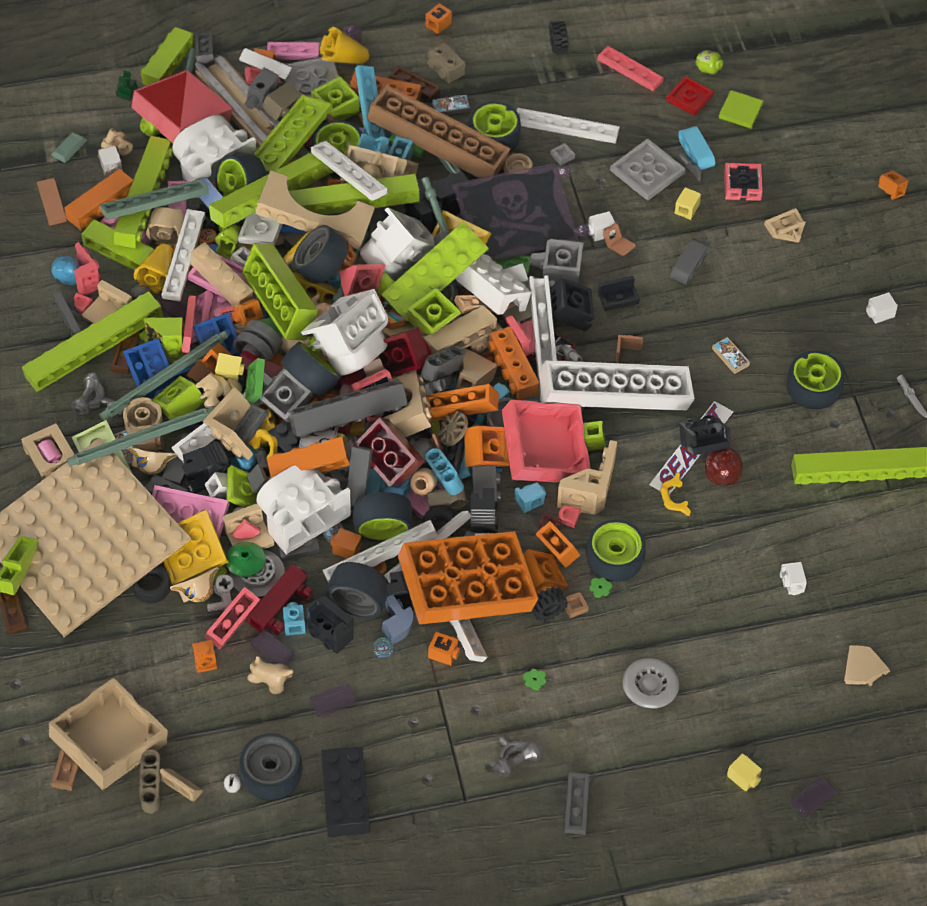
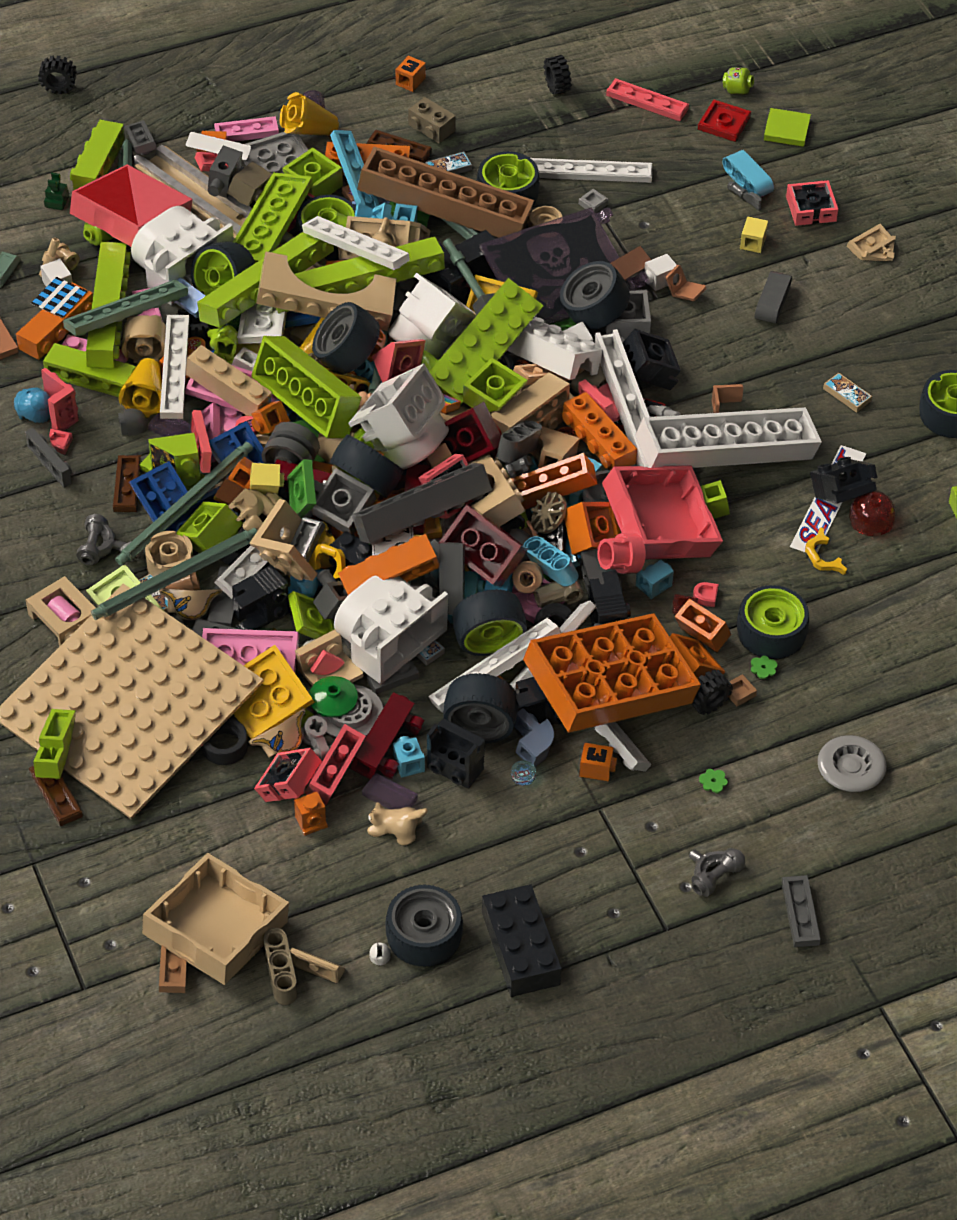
camera: 10 degrees left, 5 degrees down
(91, 341) = (83, 480): lime brick -> none
(105, 180) = (59, 297): none -> sticker
(109, 301) = (96, 439): tan bracket -> none
(193, 621) = (288, 775): none -> coral piece
(217, 486) = (280, 617): white brick -> none
(332, 699) = (477, 840): clear purple tile -> none
(346, 543) = (449, 662): orange brick -> none
(503, 474) = (623, 553): none -> coral piece
(537, 242) = (595, 294): none -> wheel
(575, 217) = (631, 263): none -> nougat tile
(588, 496) = (722, 565): tan bracket -> none
(618, 293) = (699, 342): black bracket -> none
(647, 169) = (697, 204): light grey plate -> none

